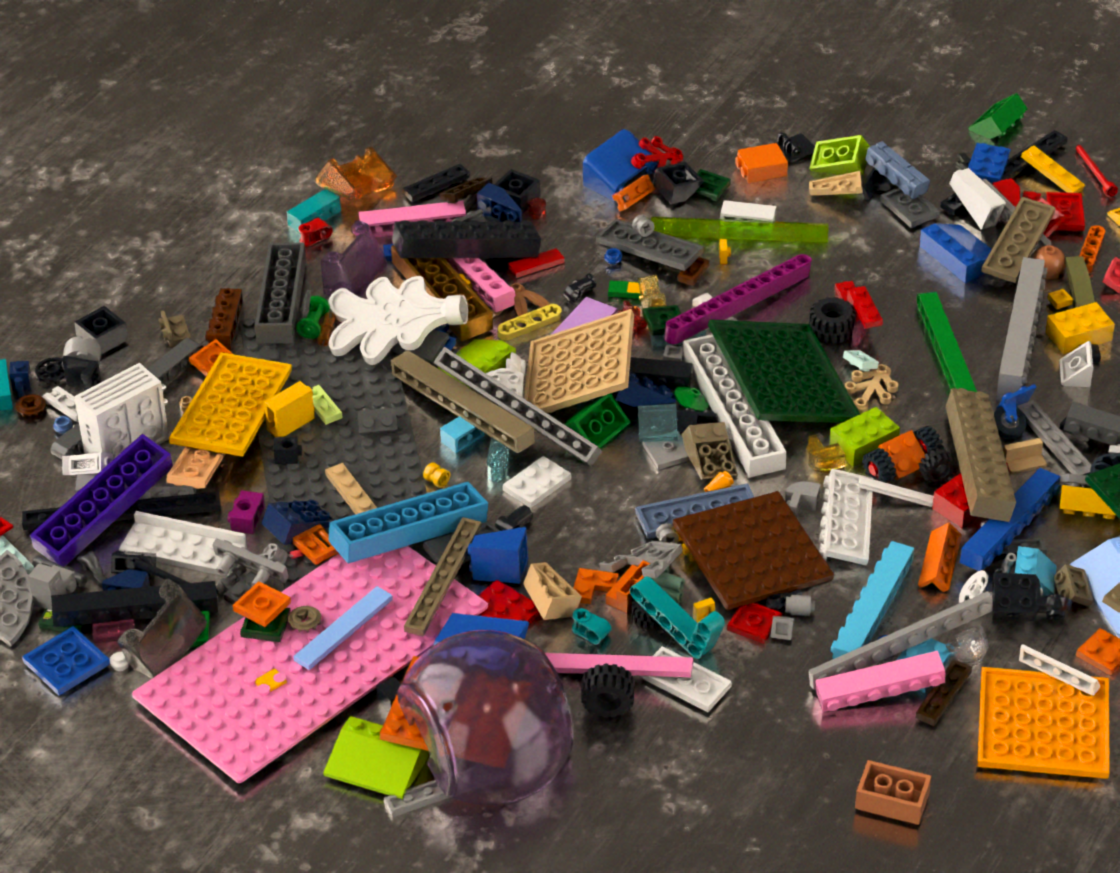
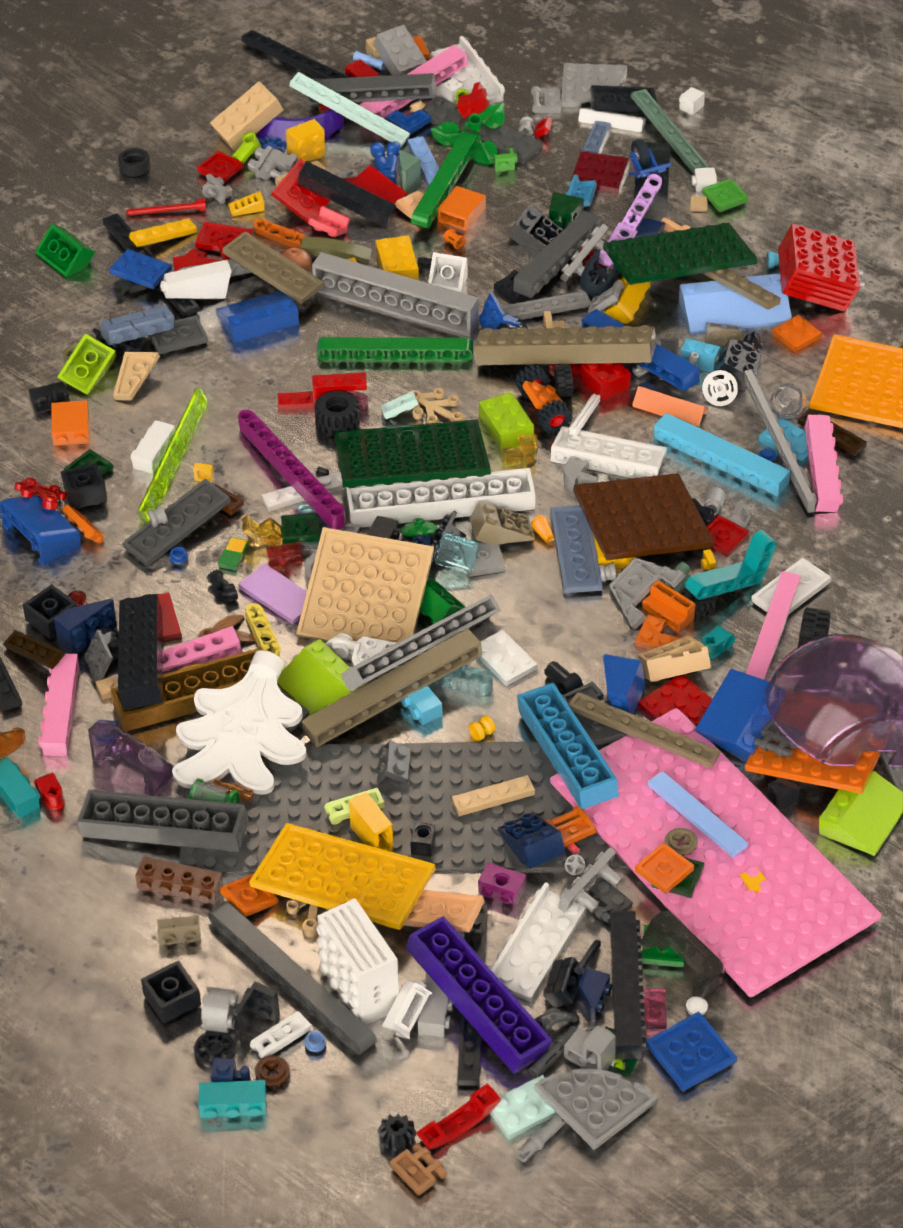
camera: 80 degrees left, 5 degrees up
(1058, 670) = (827, 357): white slope -> none

